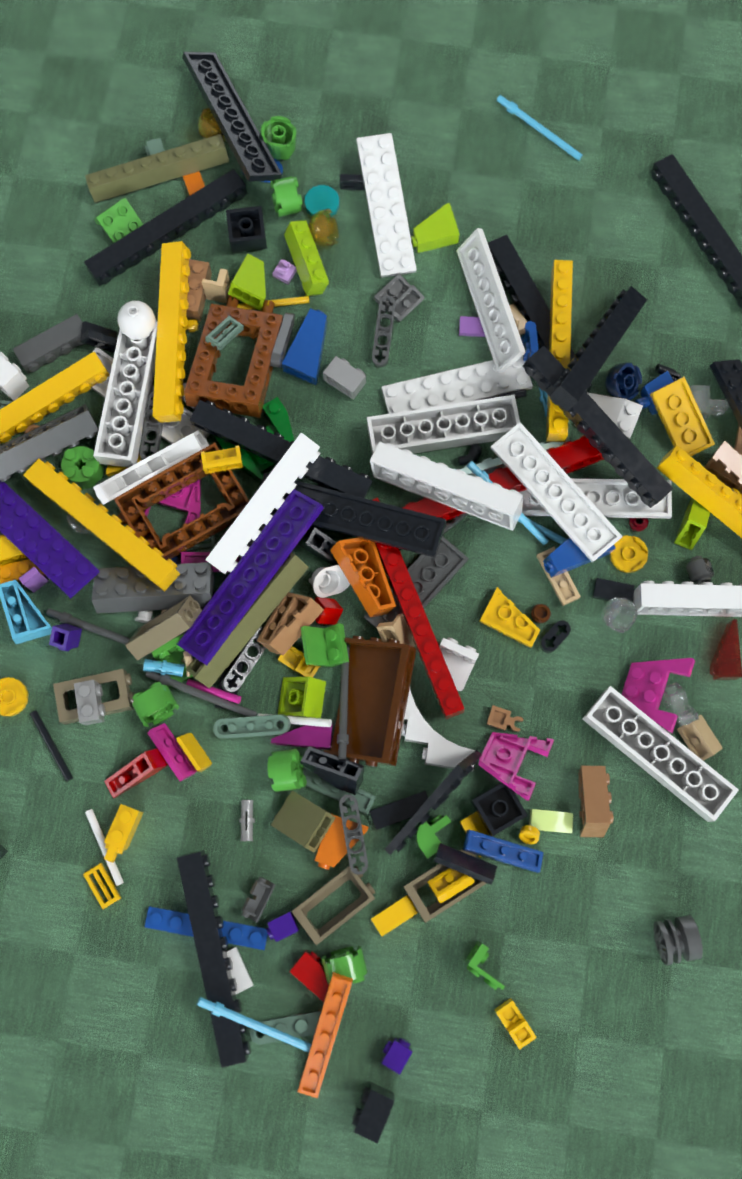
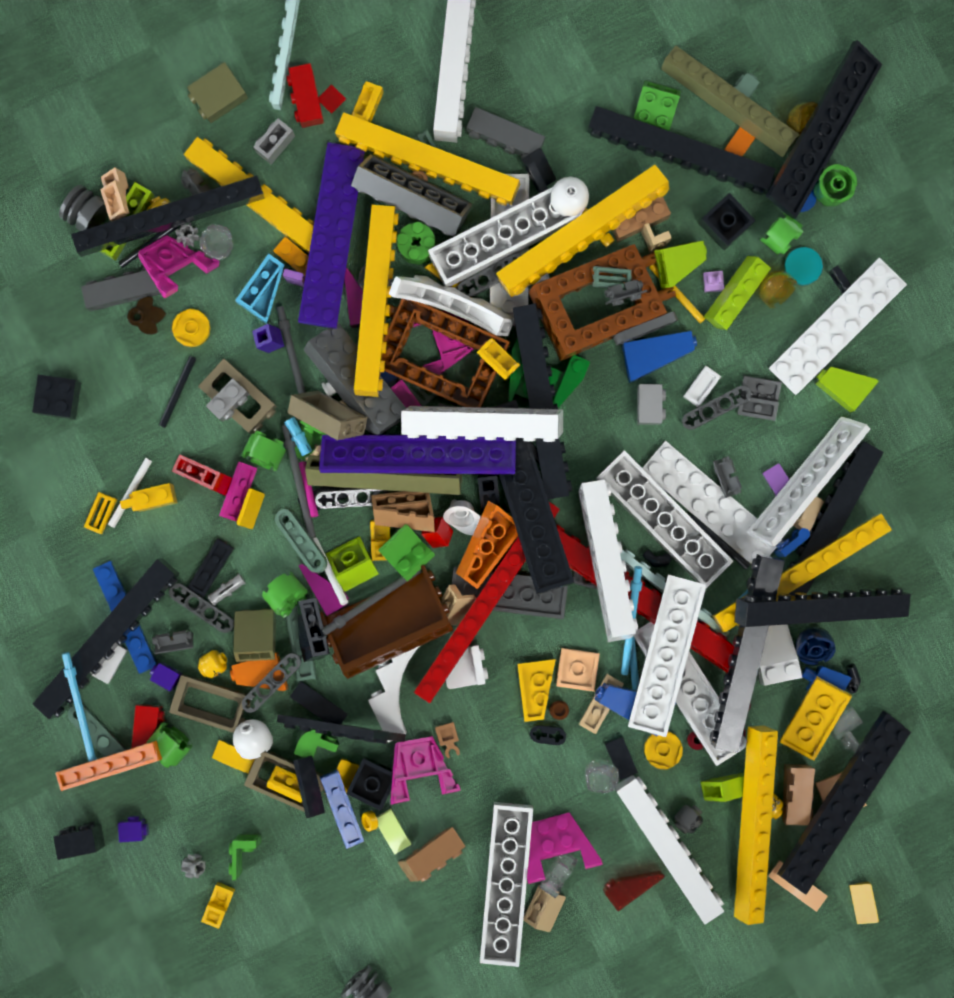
camera: 60 degrees right, 10 degrees up
(91, 546) = (354, 299): none -> magenta slope
(218, 821) = (211, 567): none -> black tile
(246, 324) = (632, 291): none -> dark grey hinge
(246, 851) = (200, 610): none -> dark grey beam
(301, 877) = (212, 664): none -> yellow head
(359, 333) = (702, 386): none -> white tile
(390, 887) = (252, 739): none -> white cylinder
(450, 362) = (729, 485): none -> dark grey hinge
(466, 1021) = (193, 866): none -> light grey gear
(517, 576) = (577, 669): none -> light nougat tile

